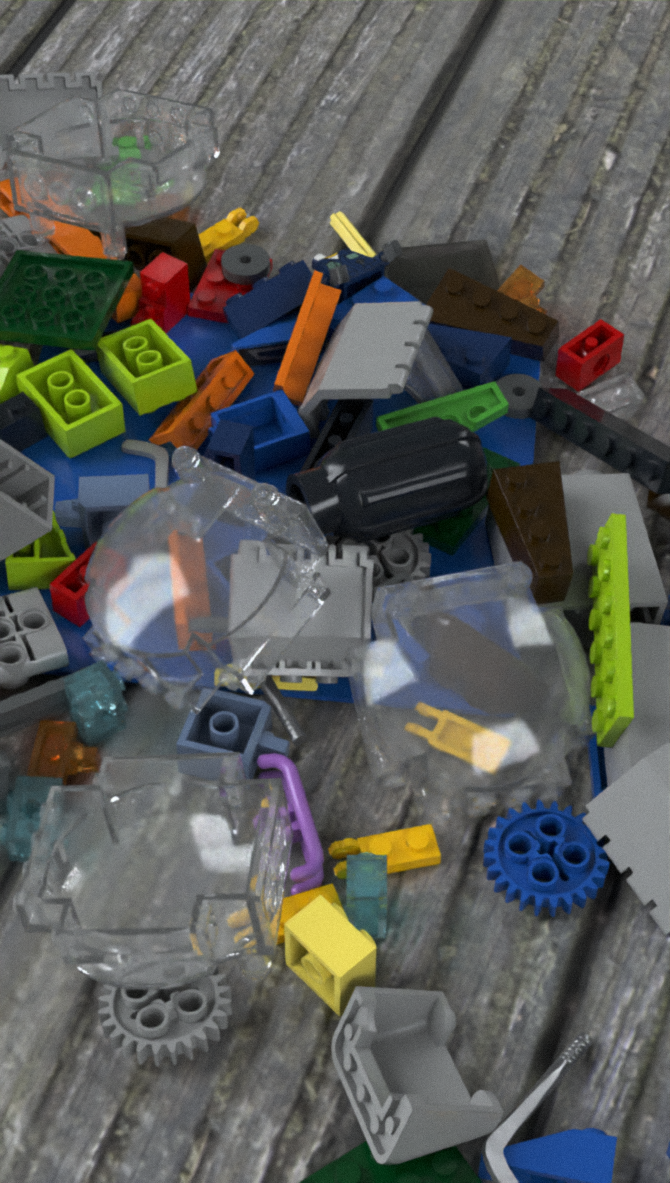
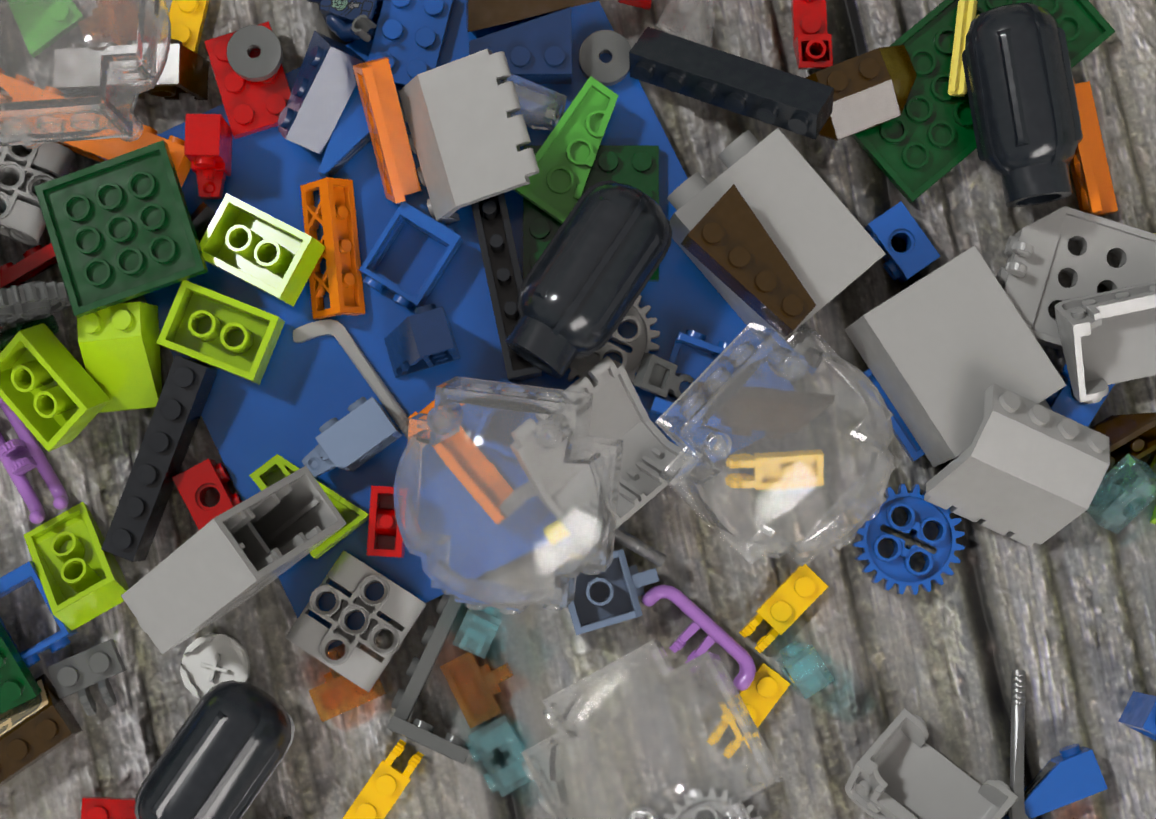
camera: 35 degrees left, 35 degrees up
(329, 952) = (811, 736): light yellow brick -> none
(612, 632) = (870, 332): lime plate -> none

